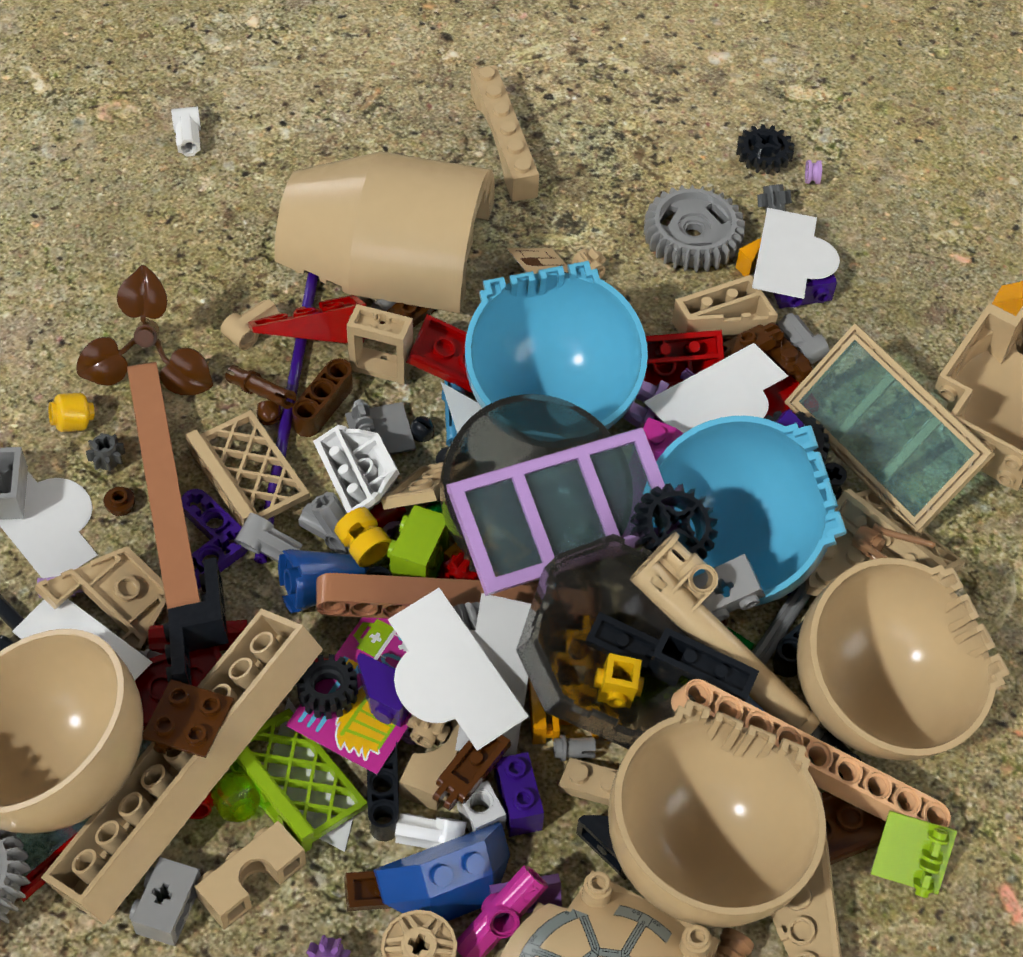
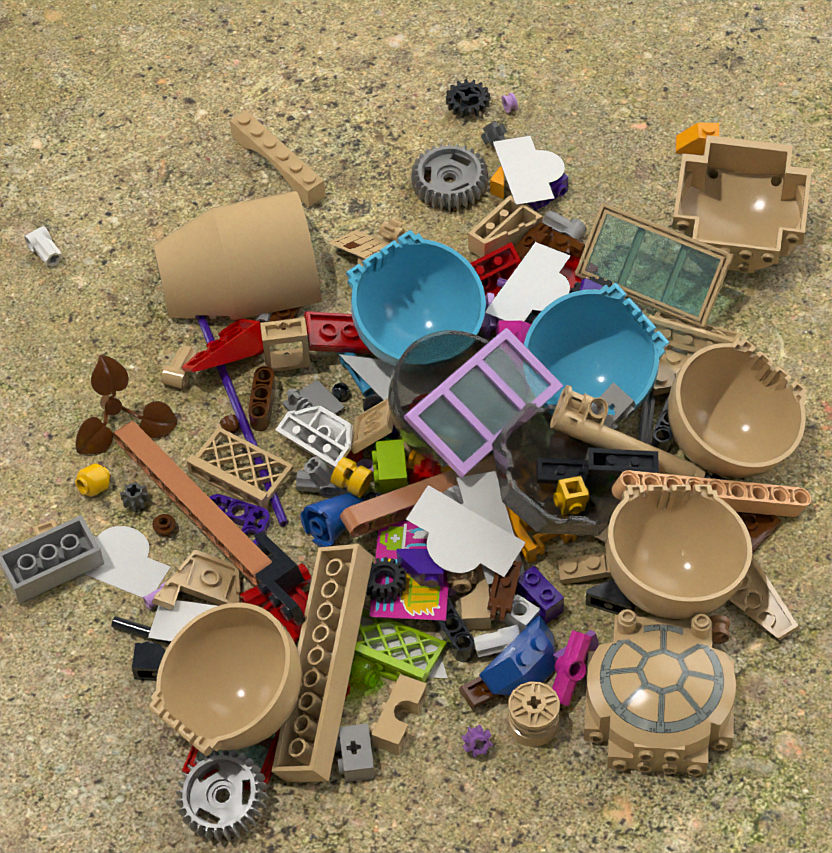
camera: 20 degrees left, 0 degrees up
(187, 719) = (316, 632): reddish brown hinge -> none
(253, 383) = (207, 408): reddish brown pin -> none
(261, 537) = (279, 506): light grey piece -> none
(574, 747) = (557, 553): light grey pin -> none
(655, 506) = (545, 384): black gear -> none
(871, 543) = (680, 344): medium nougat plant -> none
(914, 853) = (797, 525): lime hinge -> none

